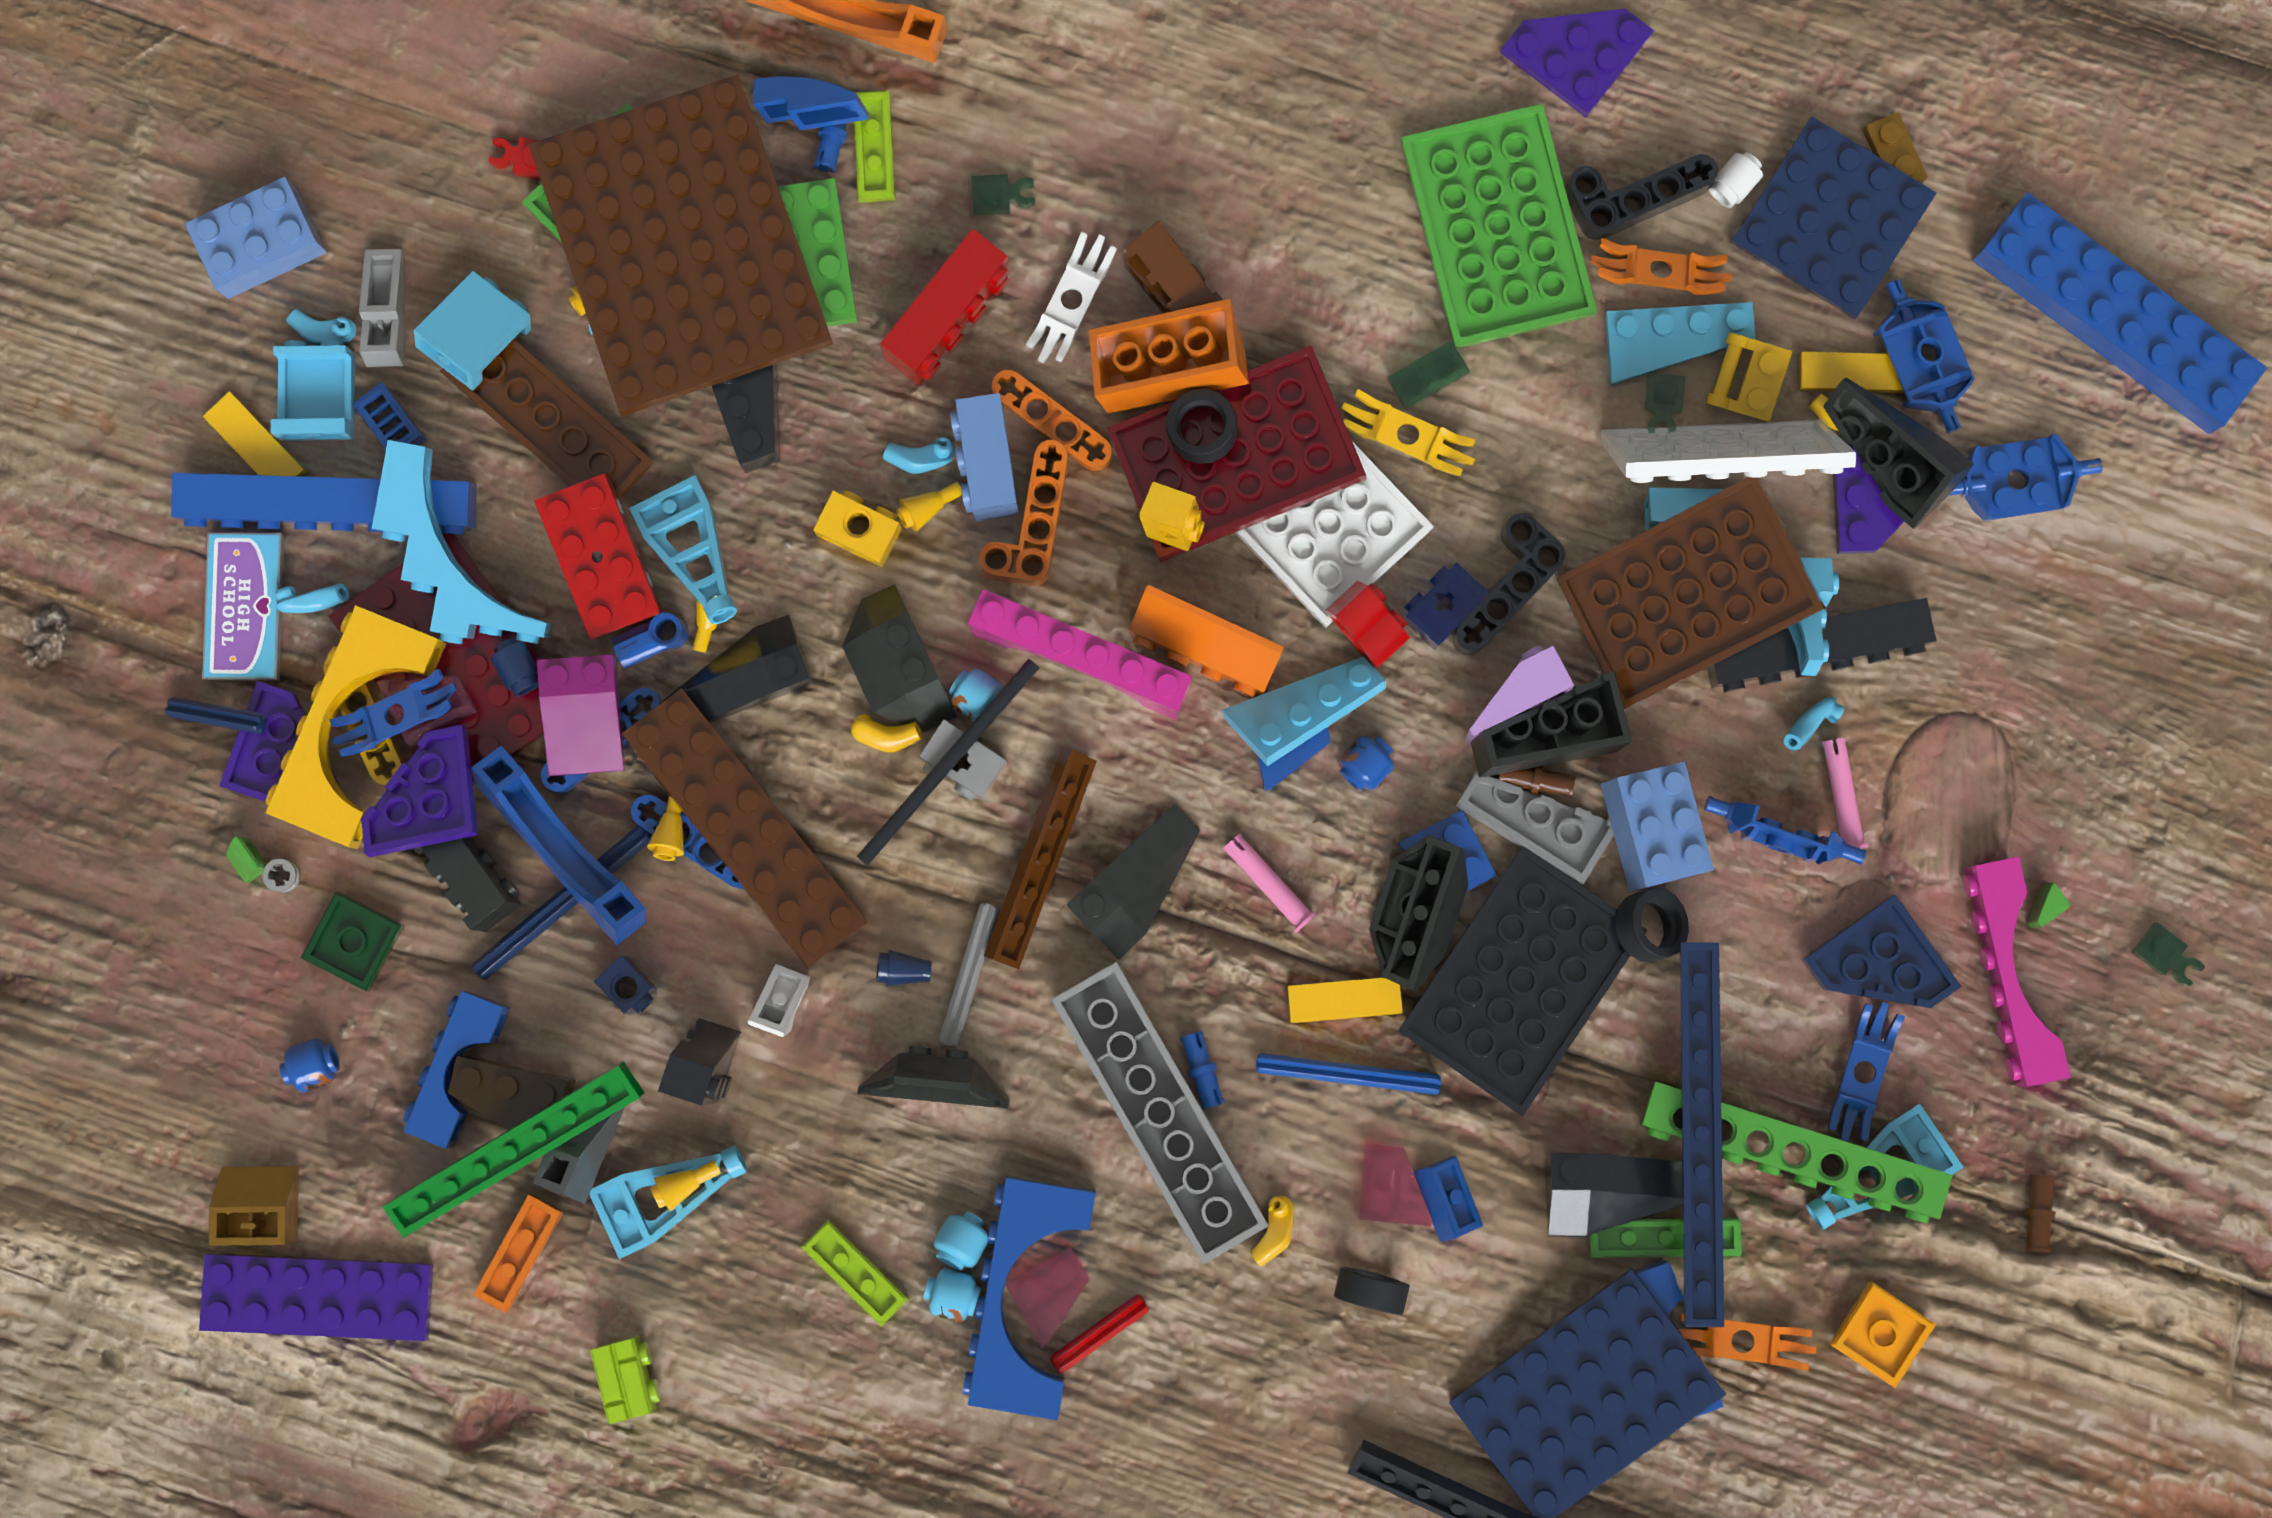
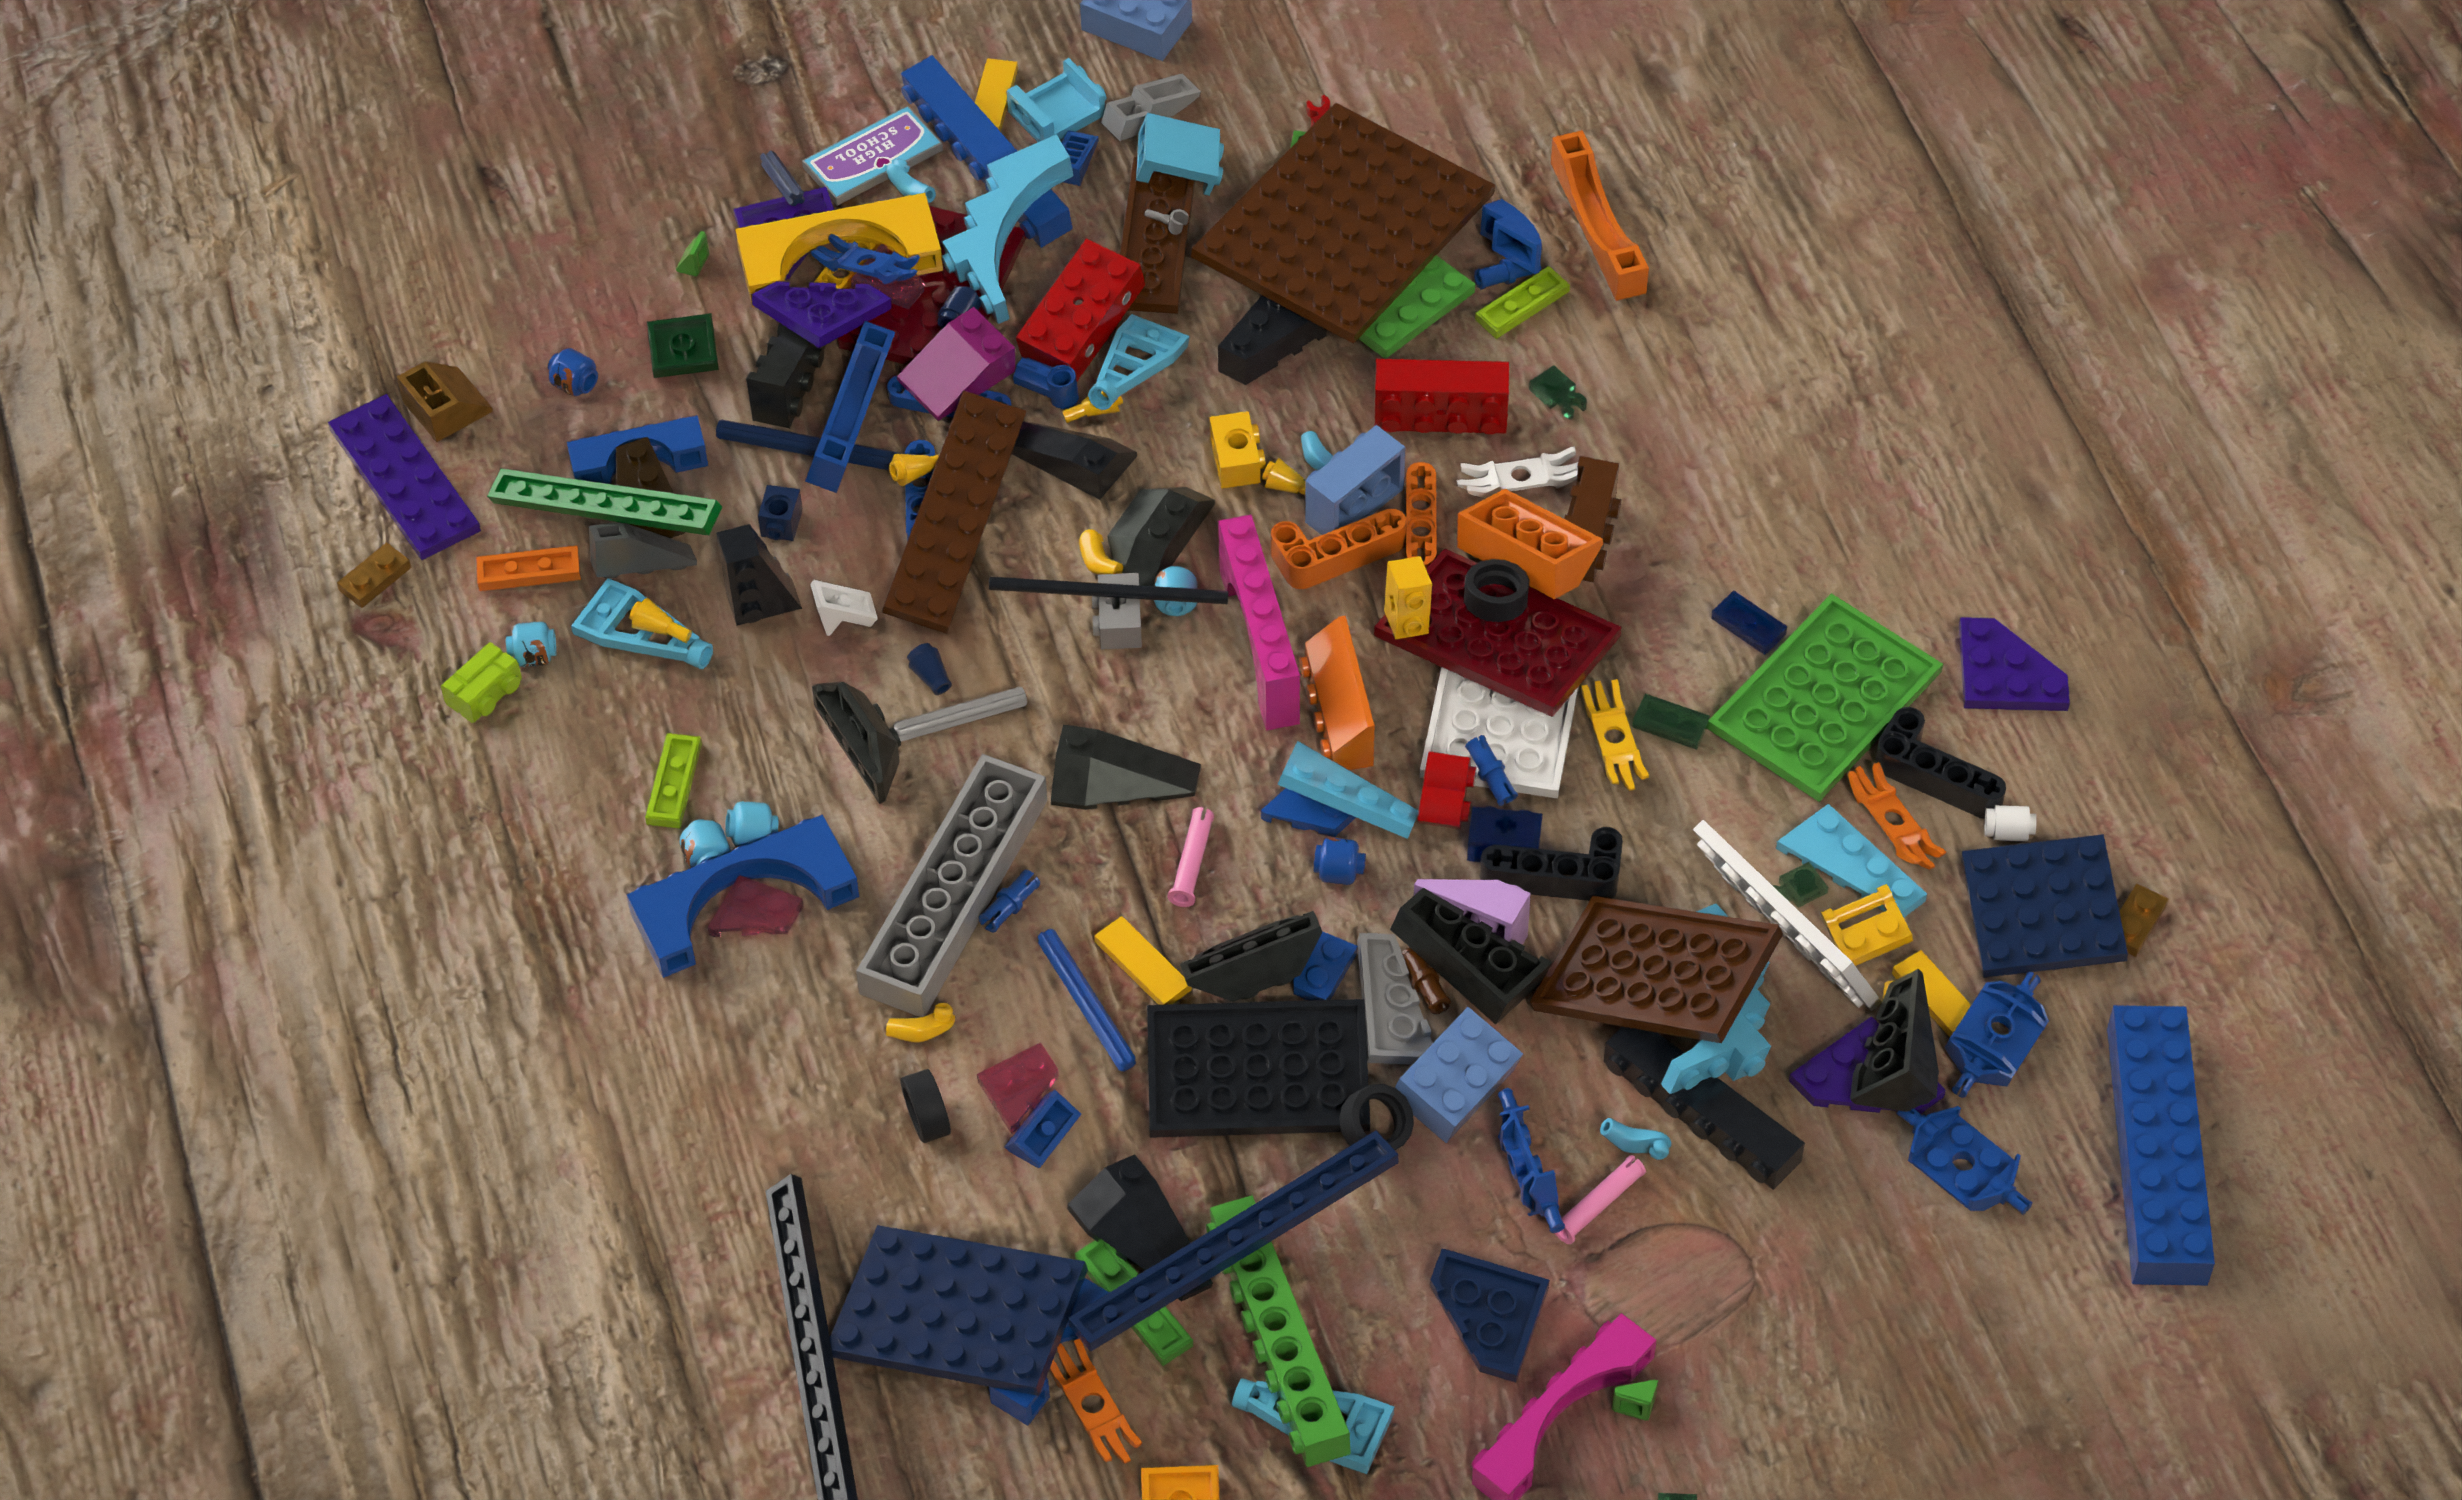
camera: 55 degrees right, 30 degrees down
(275, 885) = (696, 290): light grey bush -> none
(316, 331) = (1100, 76): medium azure arm -> none
(417, 1396) = (374, 575): none -> pearl gold plate
(545, 396) = (1174, 221): none -> light grey hand
(611, 1305) = (532, 644): none -> medium azure head
(1040, 858) = (1086, 700): reddish brown plate -> none
(1099, 1333) = (748, 960): red axle -> none
(1375, 228) = (1749, 622): none -> clear blue plate
(1380, 571) = (1491, 770): none -> blue pin
(1875, 1052) = (1411, 1350): blue piece -> none

